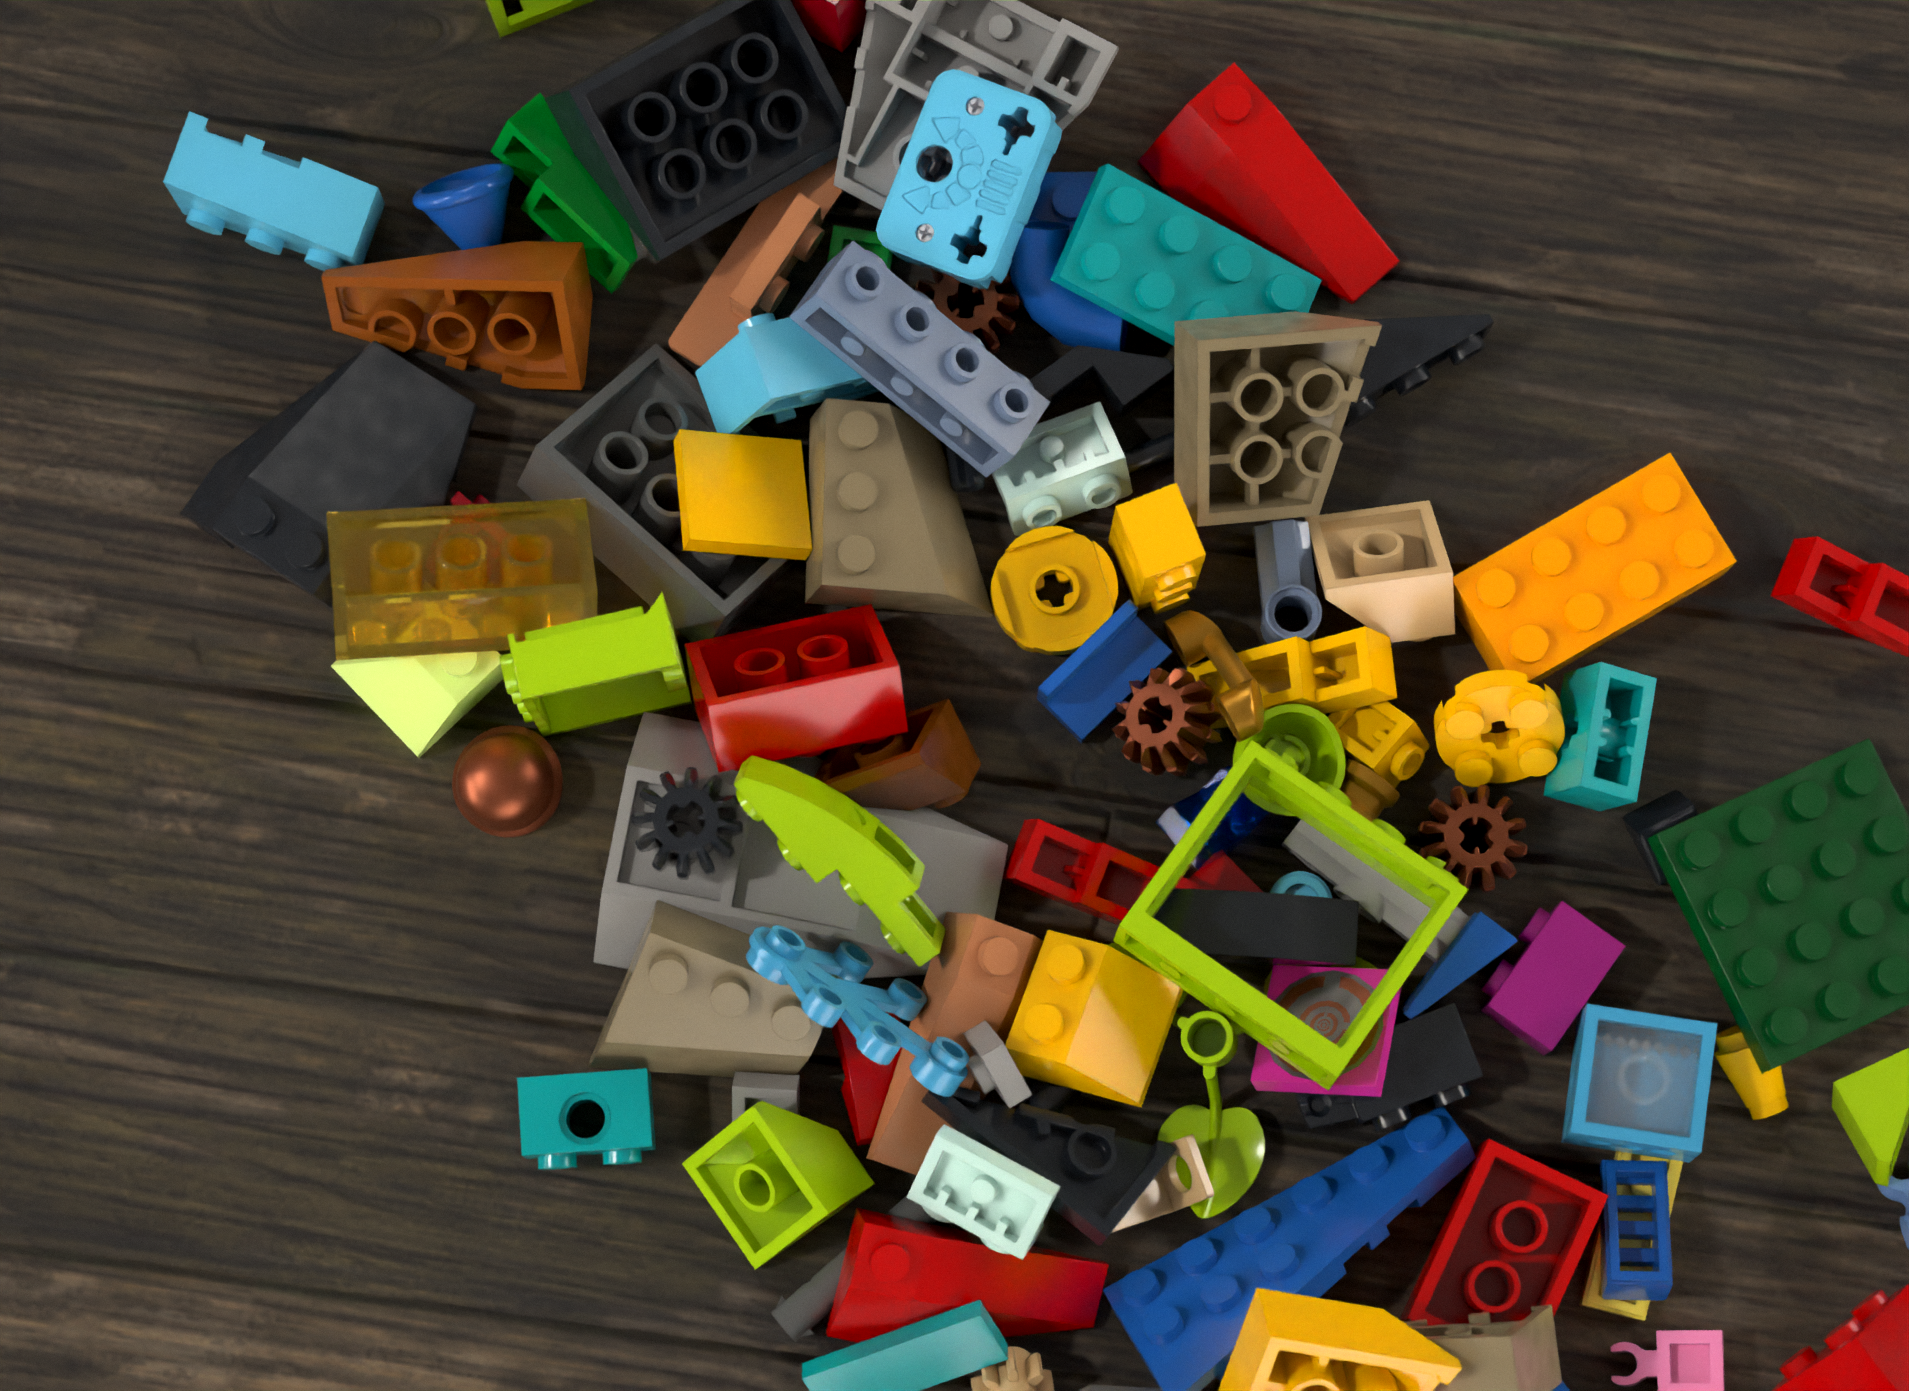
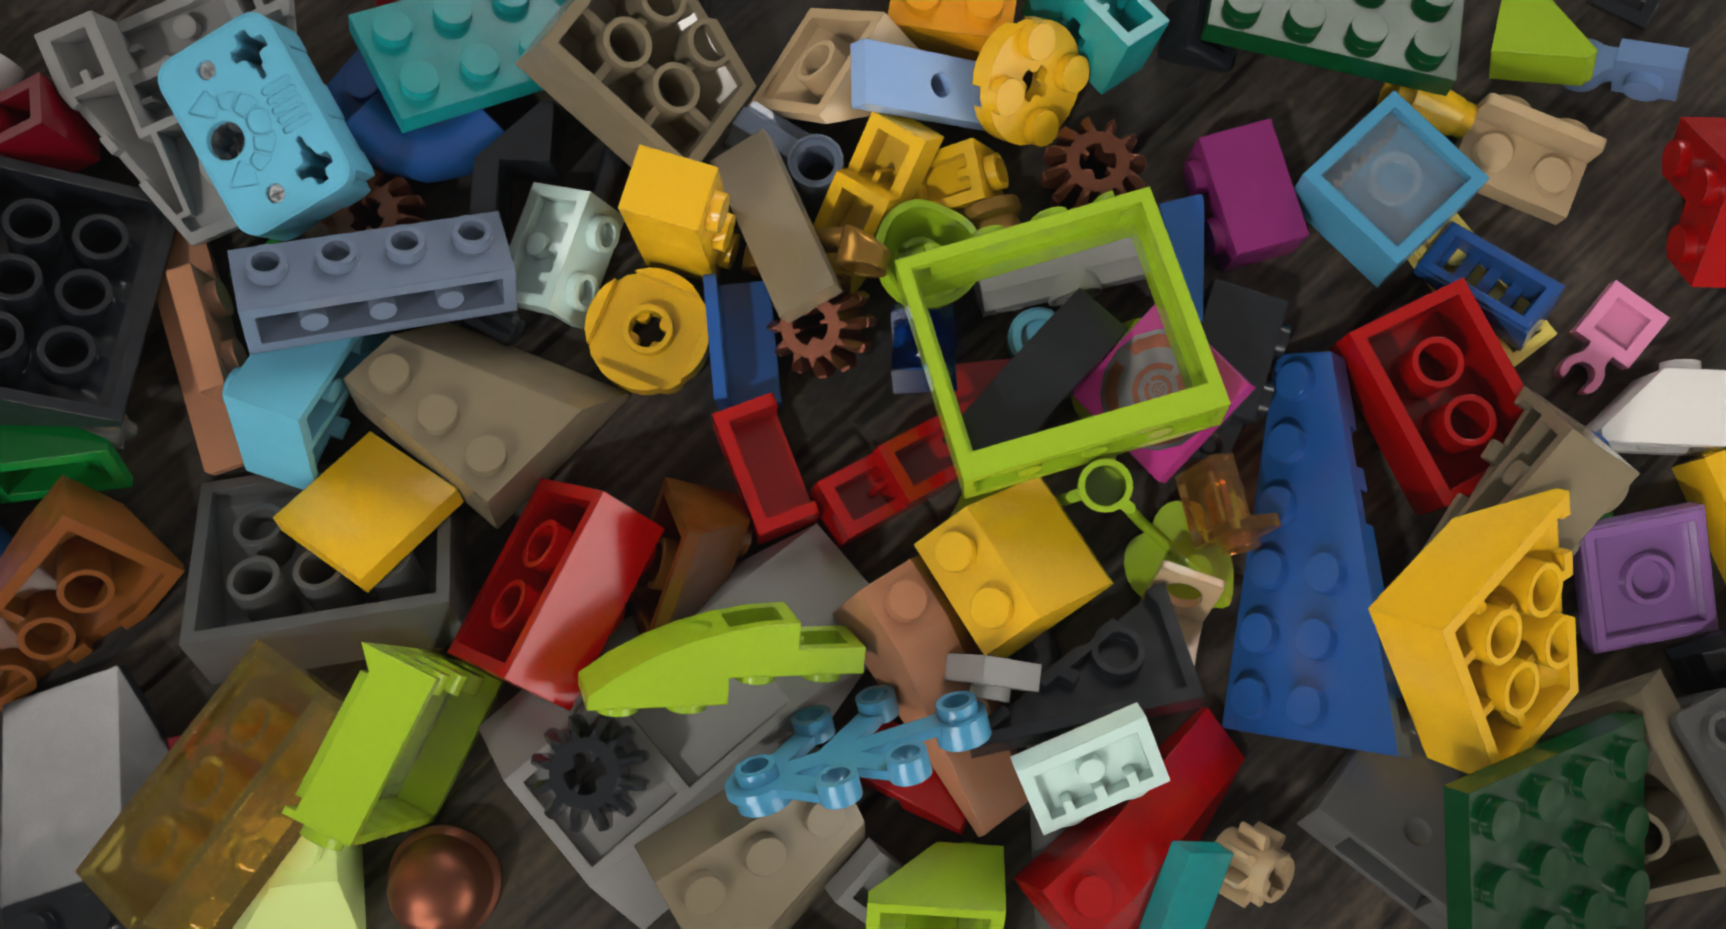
camera: 50 degrees left, 0 degrees up
(1017, 770) = (764, 468): none -> red panel
(1212, 624) = (776, 227): none -> dark tan tile
(1269, 1145) = (1218, 507): none -> clear orange bracket
(1408, 630) = (913, 84): none -> light blue tile
(1774, 1181) = (1529, 155): none -> tan bracket

